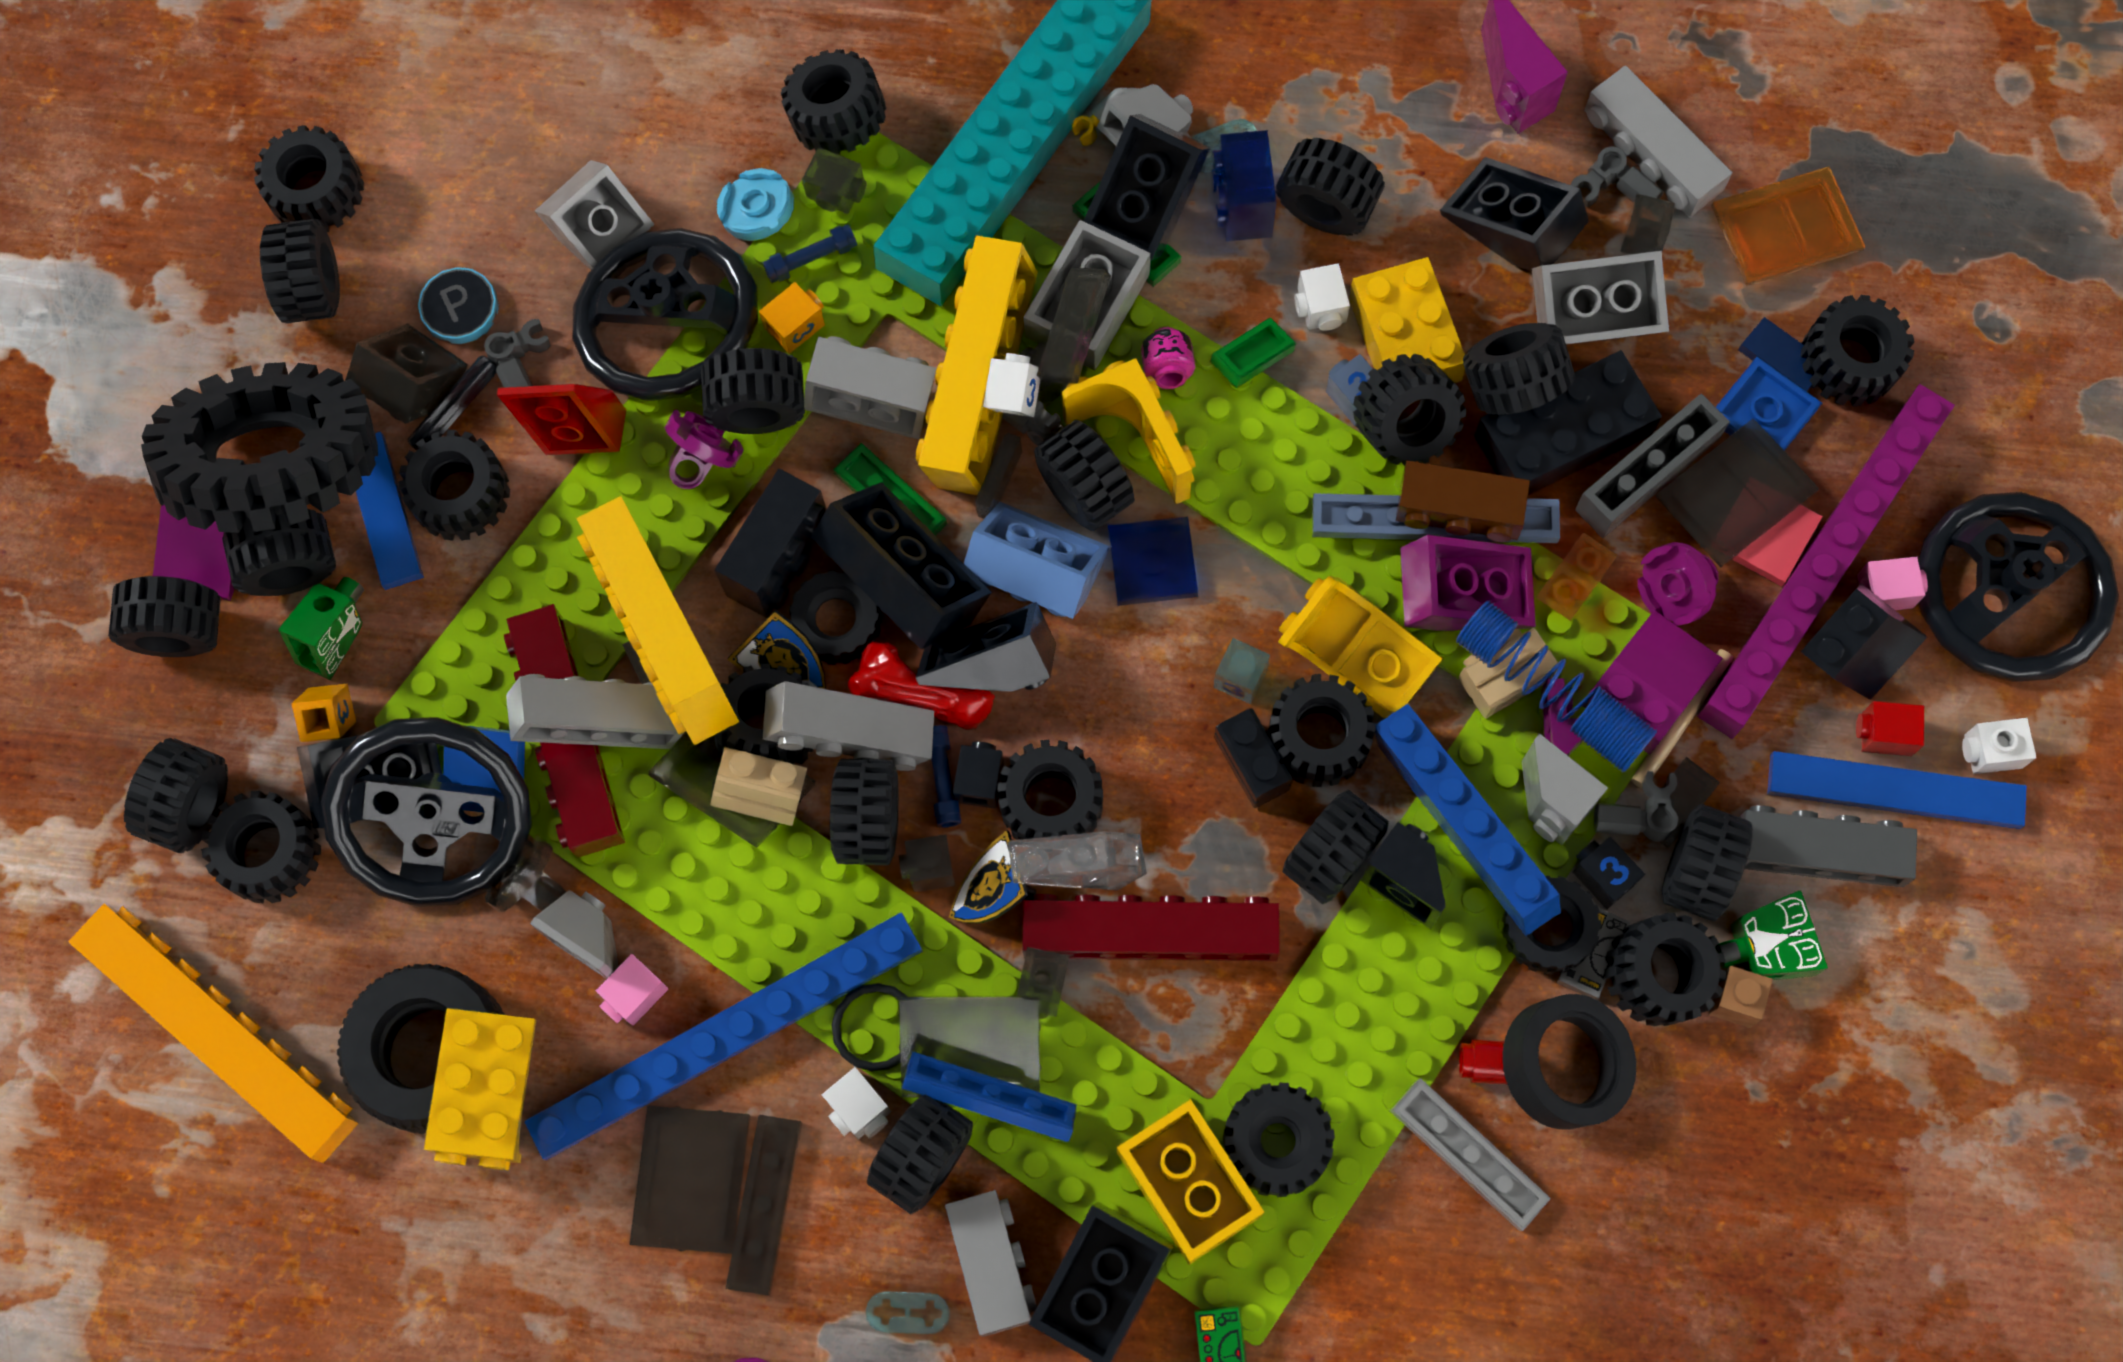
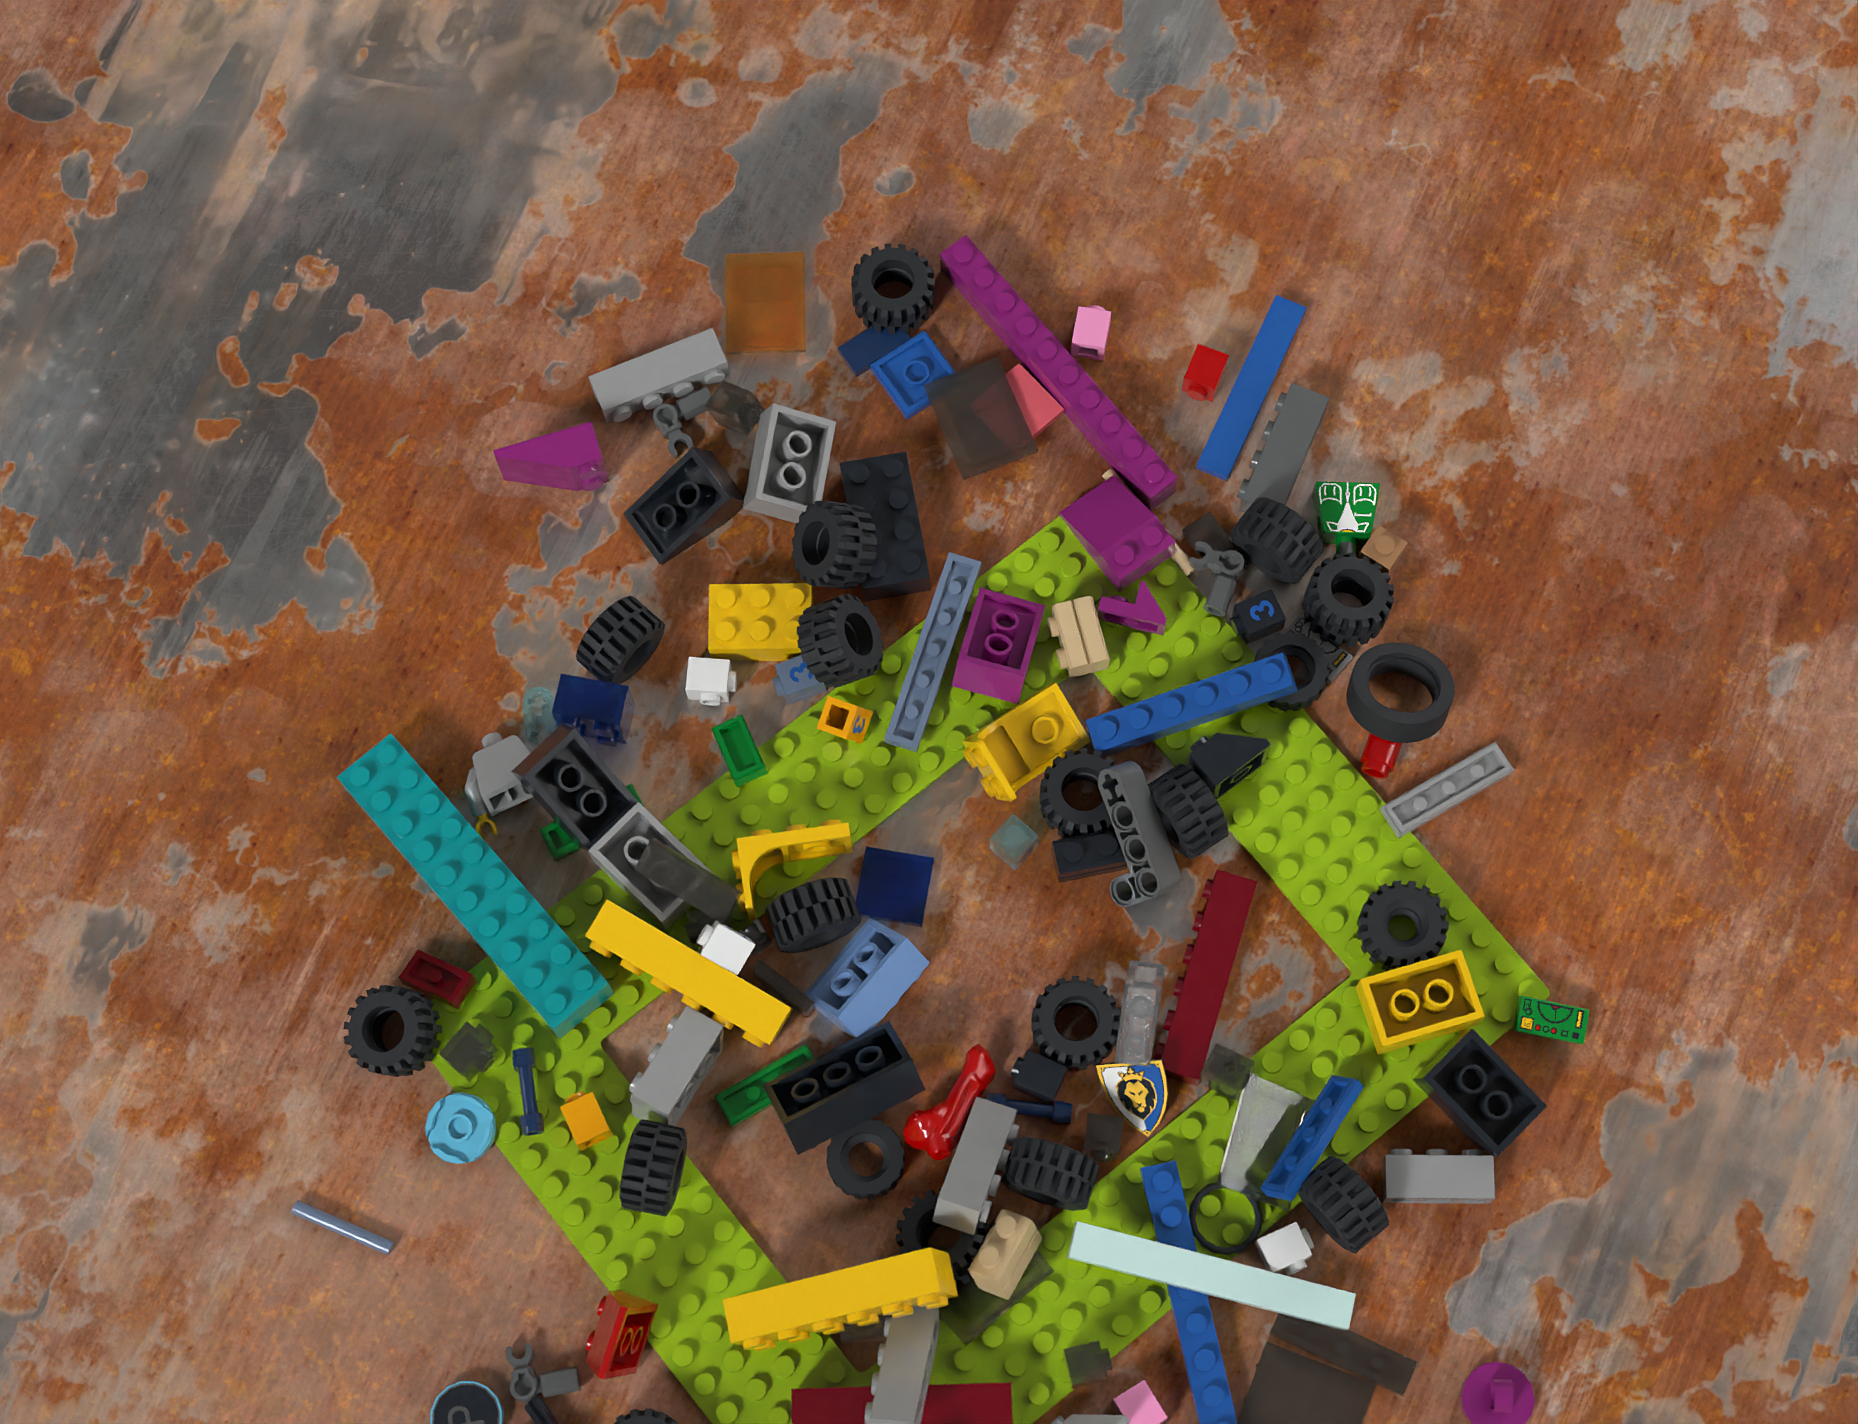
camera: 75 degrees left, 0 degrees up
(593, 214) = (424, 1272): light grey slope -> none
(624, 125) = (342, 1227): none -> sand blue bar
(662, 912) = (1087, 1364): none -> clear smoke brick
(663, 302) = (481, 1204): black piece -> none
(700, 444) = (682, 1227): magenta tile -> none
(772, 544) = (791, 1188): black brick -> none
(782, 644) = (884, 1207): shield -> none
(797, 1026) = (1211, 1275): none -> light aqua tile
(904, 131) = (437, 979): none -> dark red plate
(907, 1301) = (1466, 1257): clear light blue beam -> none
(993, 655) = (945, 1034): black slope -> none
(1168, 357) = (726, 818): dark pink head -> none
(1288, 797) = (1139, 834): none -> dark grey beam
(1319, 443) = (844, 720): none -> light orange brick
(1462, 501) = (933, 625): reddish brown brick -> none
(1557, 790) = (1191, 631): light grey slope -> none
(1576, 576) = (1014, 561): clear orange slope -> none
(1603, 724) = (1150, 578): blue piece -> none
(1652, 465) = (941, 473): dark grey brick -> none
(1678, 582) = (1045, 486): magenta tile -> none
(1864, 643) = (1132, 369): black slope -> none
(1999, 746) = (1241, 302): white brick -> none
(2015, 581) = (1115, 243): black piece -> none

